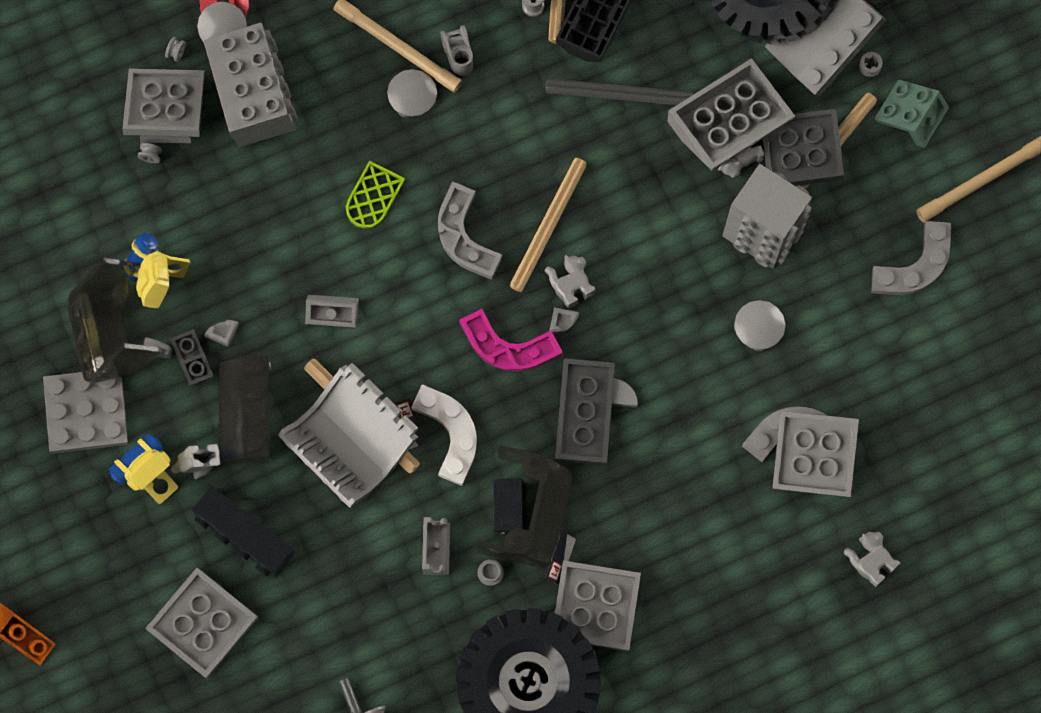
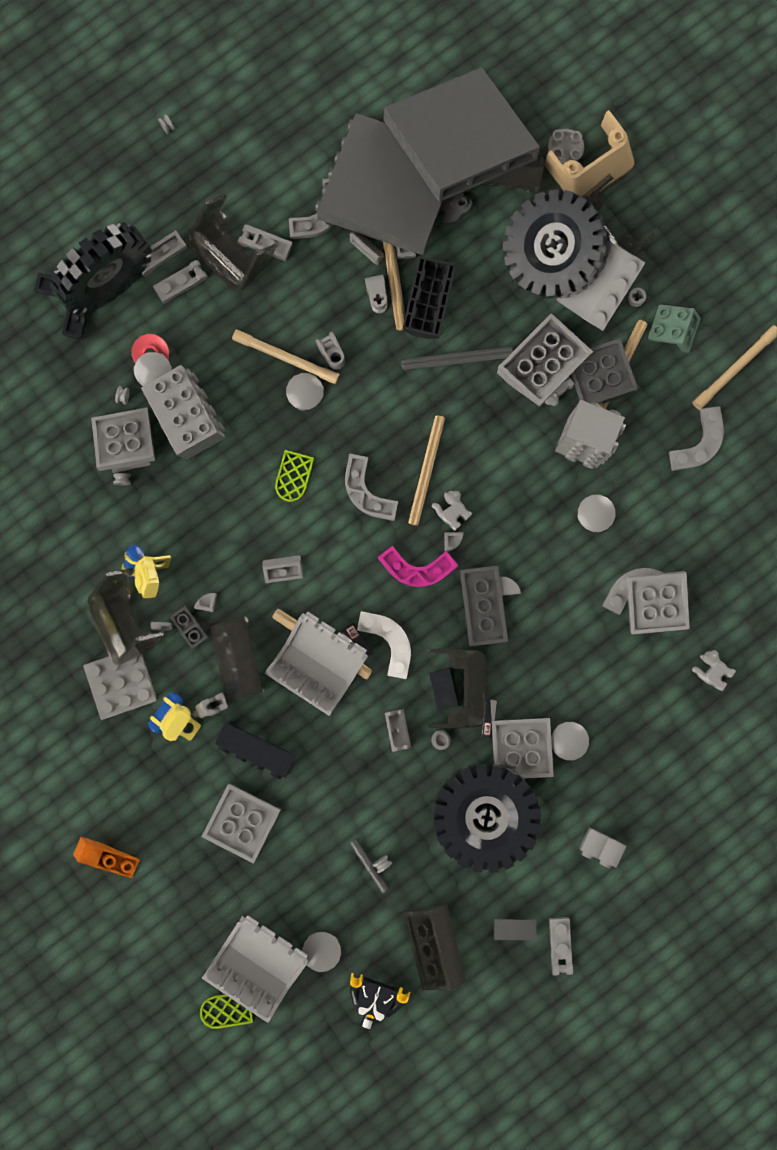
camera: 10 degrees left, 10 degrees up
(661, 610) = (569, 741): none -> light grey dish

